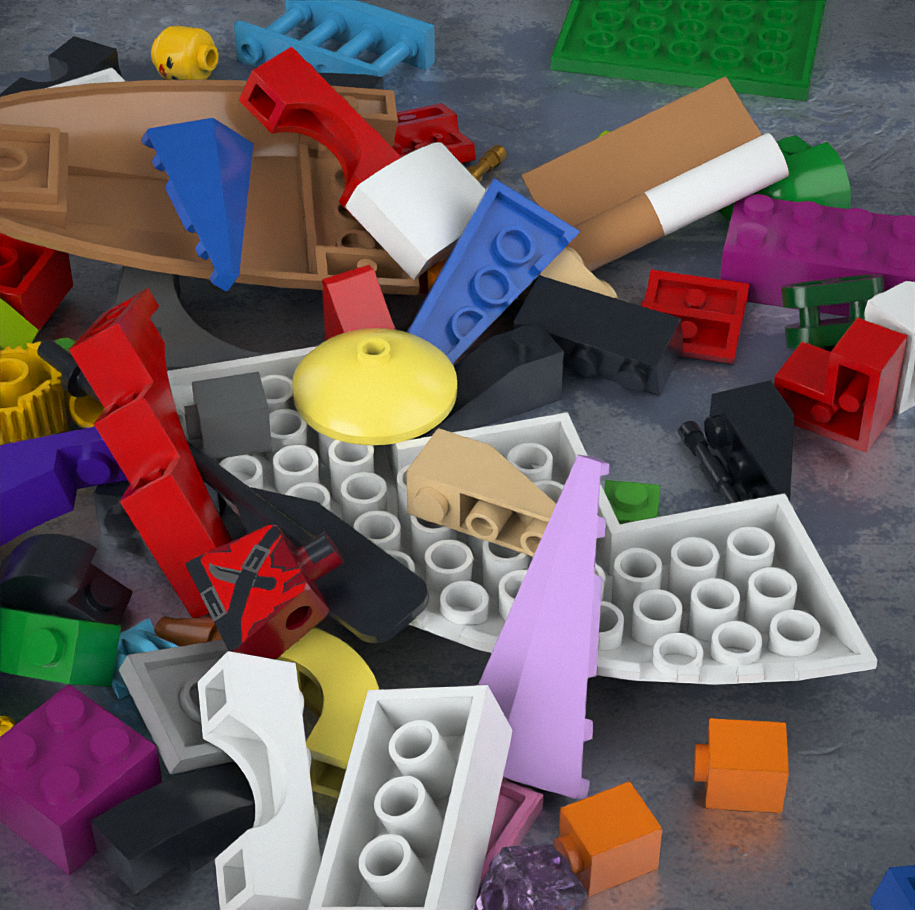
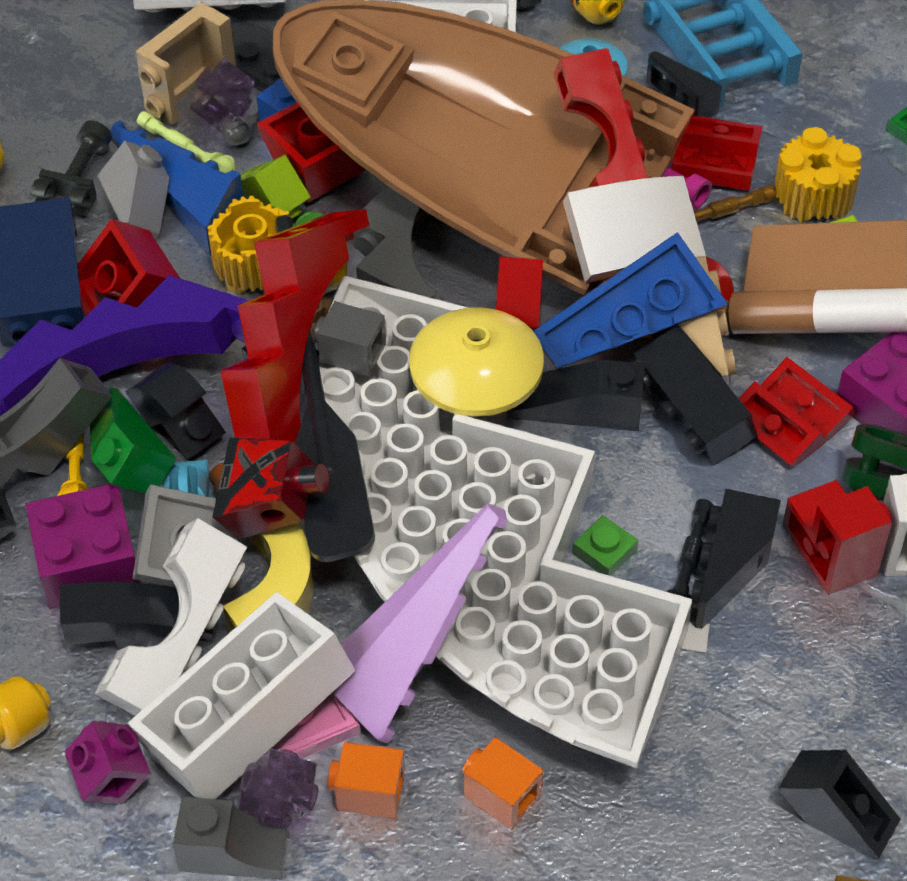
camera: 35 degrees right, 10 degrees up
(207, 187) = (488, 125): blue wedge -> none
(477, 493) = (458, 477): tan slope -> none
(537, 116) = (817, 176): none -> yellow brick

